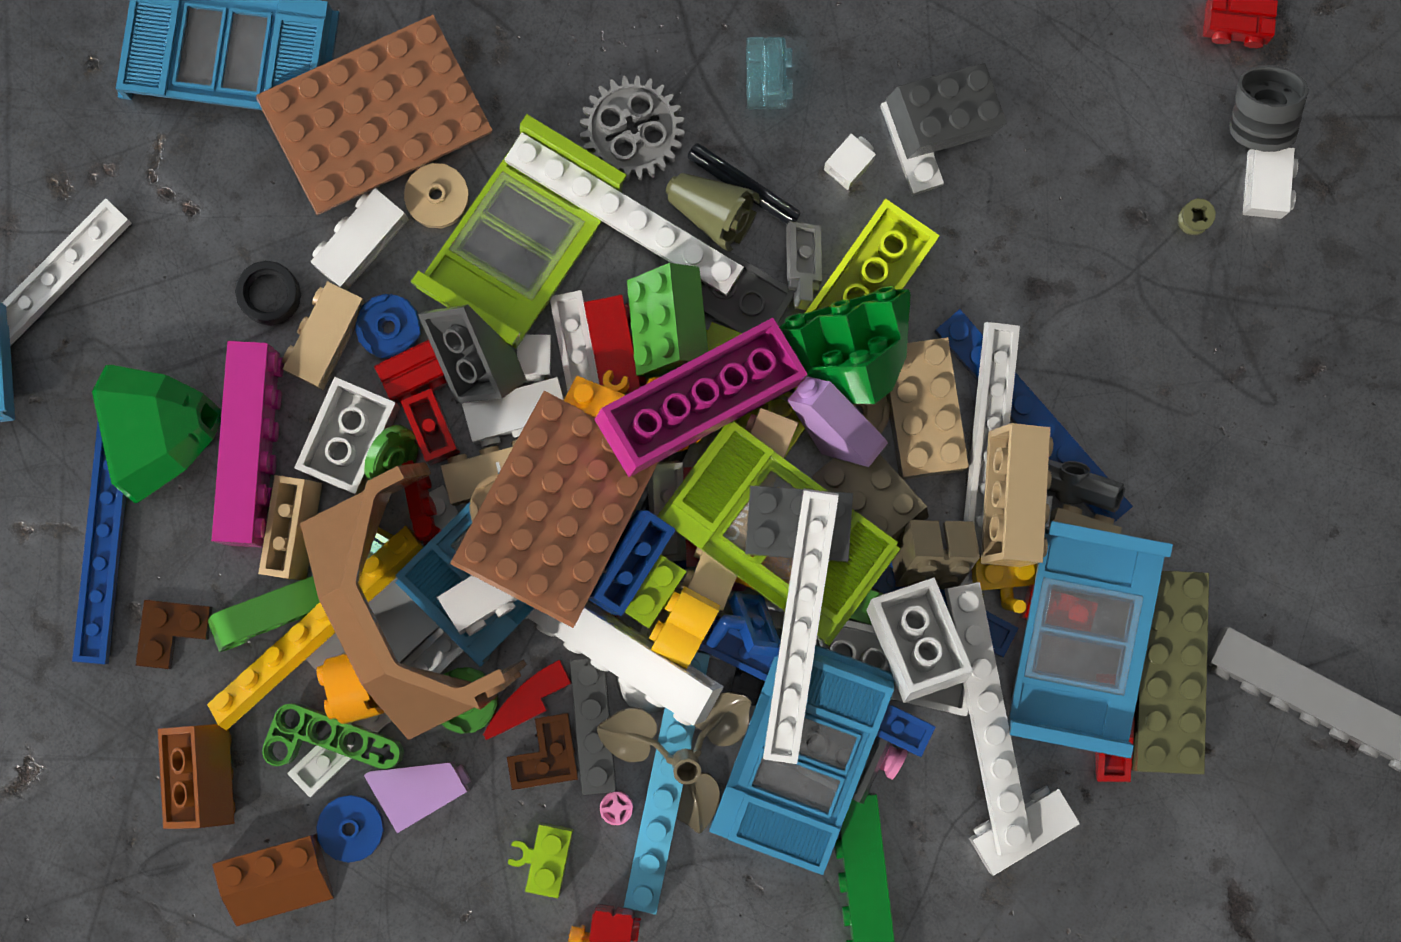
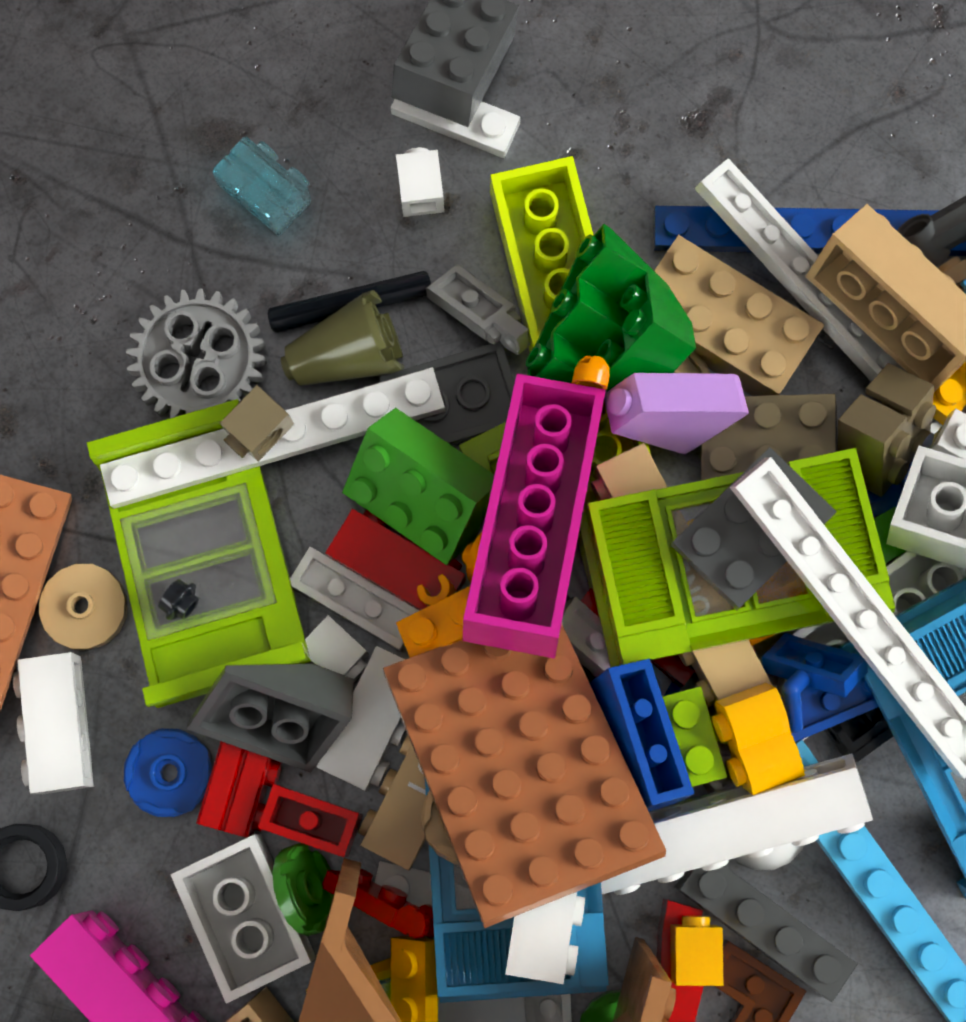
camera: 45 degrees left, 5 degrees down
(323, 335) = (116, 848): tan brick -> none
(484, 246) = (179, 600): none -> black plate
(543, 696) = (696, 952): none -> yellow brick
(617, 812) = (877, 981): bright pink wheel -> none
(618, 199) = (255, 424): none -> dark tan brick
(632, 732) = (812, 891): dark tan plant -> none
(810, 358) = (592, 372): none -> light orange hinge

